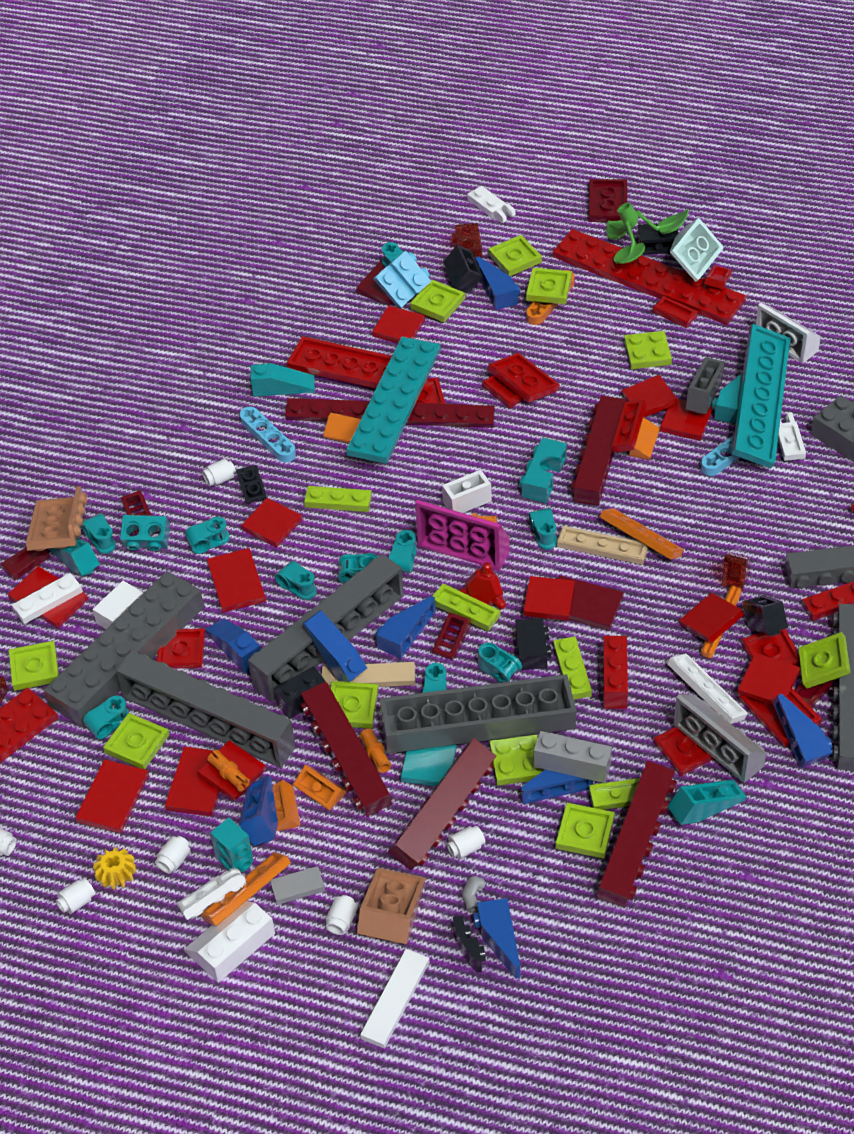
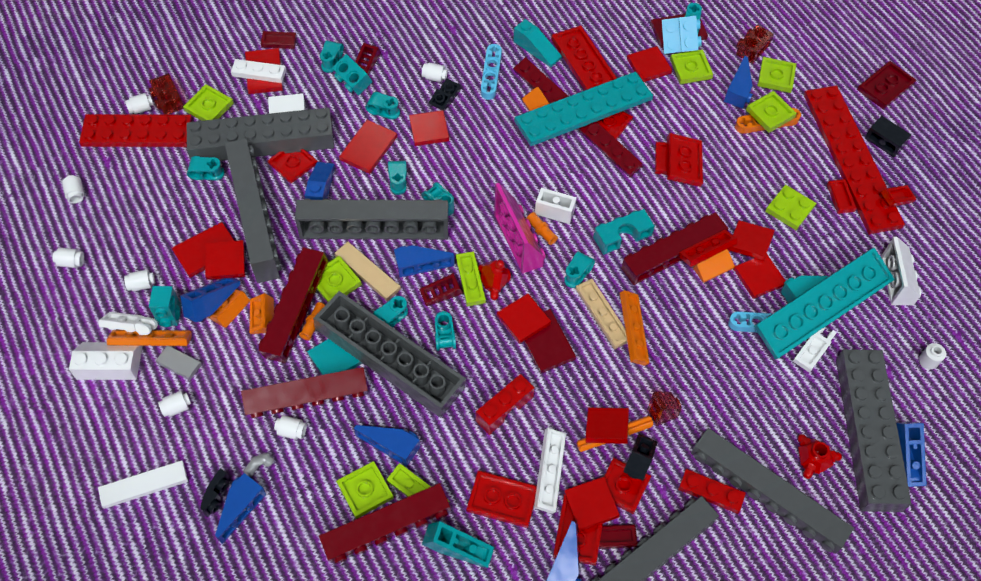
camera: 40 degrees right, 10 degrees up
(57, 522) = (311, 29): nougat bracket -> none
(78, 558) = (302, 55): teal slope -> none
(112, 796) = (156, 217): red tile -> none
(114, 868) = (104, 260): yellow gear -> none
(136, 741) = (203, 196): lime plate -> none
(228, 770) = (216, 258): orange pin -> none
(289, 692) = (316, 242): black brick -> none
(334, 647) = (353, 234): blue slope -> none
(338, 498) = (483, 145): lime plate -> none
(390, 906) = (205, 425): nougat slope -> none
(404, 550) = (474, 212): teal piece -> none
(462, 269) = (729, 57): black brick -> none
(490, 204) = (802, 28): white hinge -> none
(514, 759) = (384, 404): lime plate -> none
(531, 643) = (478, 338): black brick -> none
(572, 664) = (486, 377): lime plate -> none
(572, 756) = (401, 436): light grey brick -> none
(629, 218) = (875, 106): bright green plant -> none
(695, 248) = (899, 163): light aqua slope -> none
(705, 385) = (793, 263): dark grey brick -> none
(718, 737) = (511, 510): light grey slope -> none
(824, 660) = (641, 526): lime plate -> none

